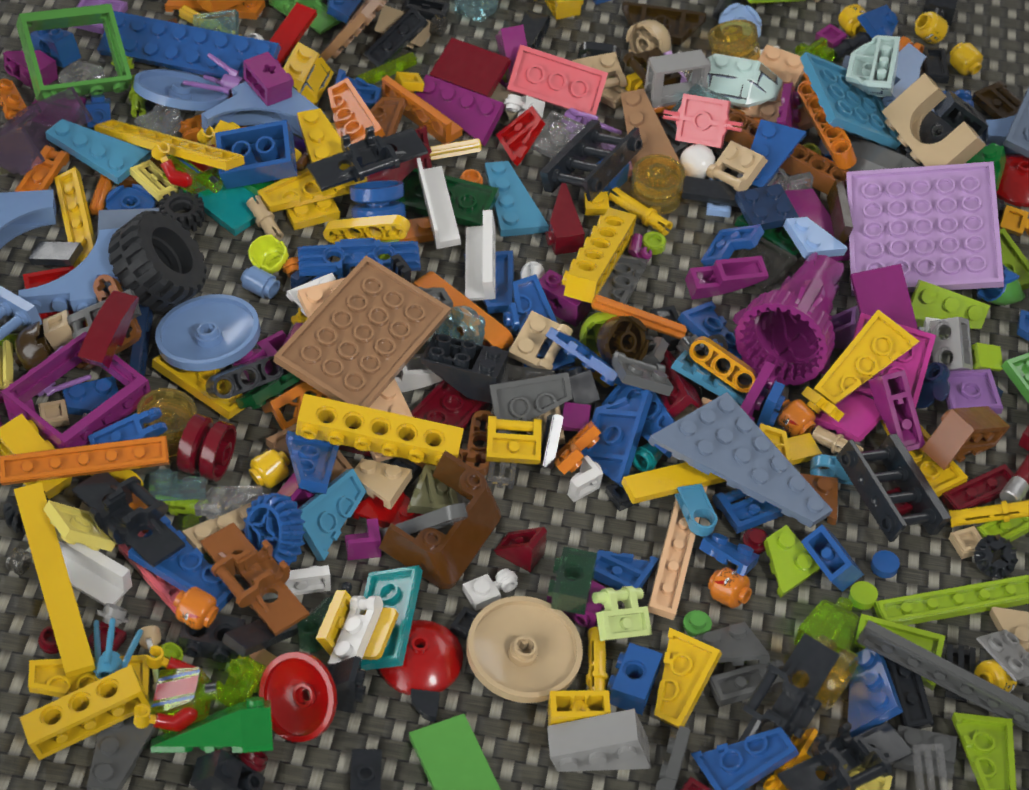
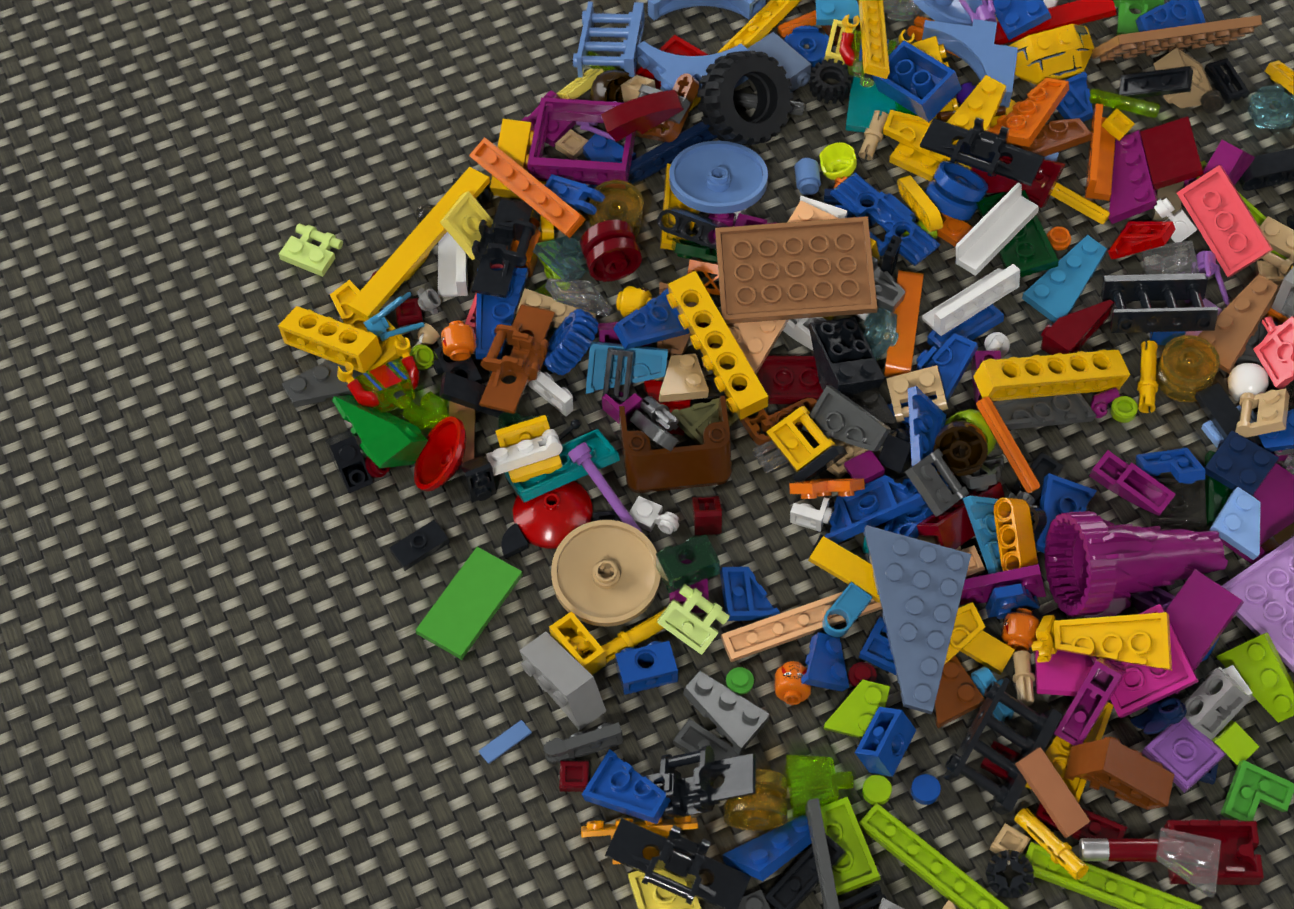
camera: 60 degrees right, 10 degrees up
(56, 253) = (713, 38): tile -> none
(268, 78) = (1001, 32): magenta brick -> none
(328, 522) = (621, 353): none -> black tile
(402, 589) = (582, 456): none -> medium lavender piece
(403, 513) = (659, 413): none -> flat silver axle
(598, 205) = (1126, 342): yellow plate -> none
(684, 677) = (676, 699): yellow wing -> none
(954, 482) = (1052, 792): none -> nougat tile

